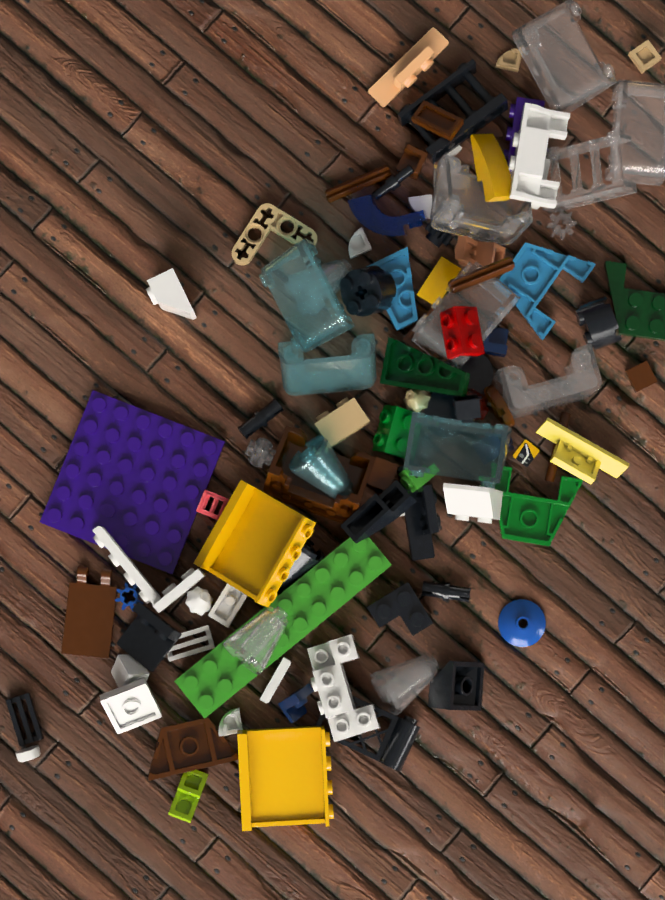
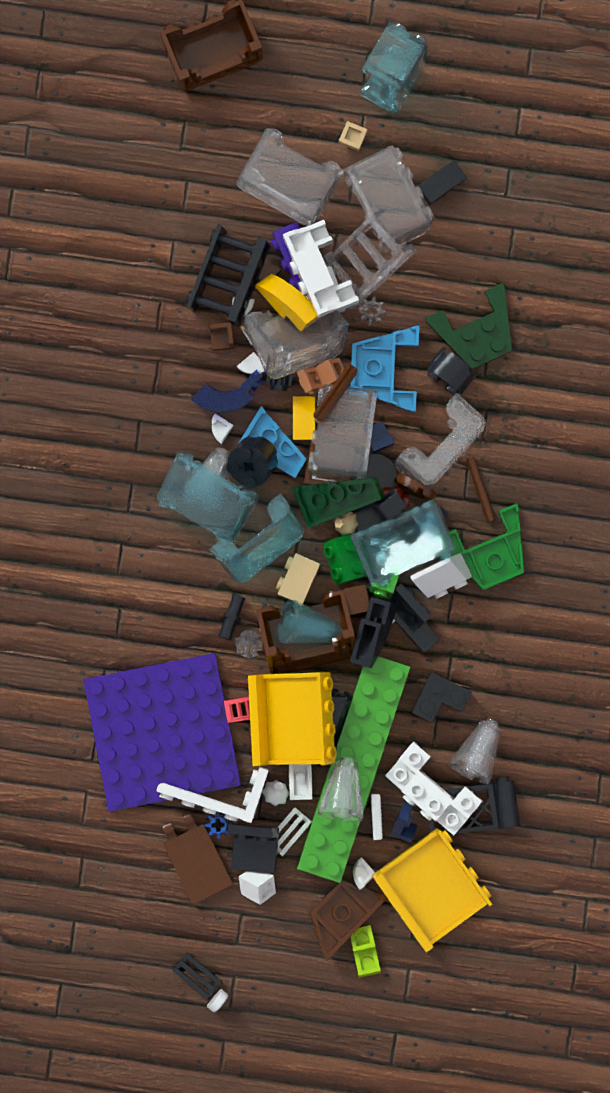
camera: 30 degrees left, 0 degrees up
(130, 706) = (275, 910): white plate -> none
(169, 294) = (97, 564): white slope -> none
(272, 225) = (143, 455): tan beam -> none
(357, 183) = (189, 380): reddish brown axle -> none
(393, 182) = (217, 361): black bar -> none
(406, 69) = (170, 262): light nougat bracket -> none
(437, 120) = (221, 291): reddish brown tile -> none
(446, 591) = (466, 660): black pin -> none
(457, 686) = (523, 729): black slope -> none
(461, 332) = (349, 448): red bracket -> none
(510, 60) = (247, 206): tan tile -> none
(510, 628) = (529, 647): blue dish -> none
(526, 453) = (459, 510): sticker -> none
(579, 454) = (501, 486): light yellow bracket -> none
(641, 376) = (511, 392): reddish brown tile -> none

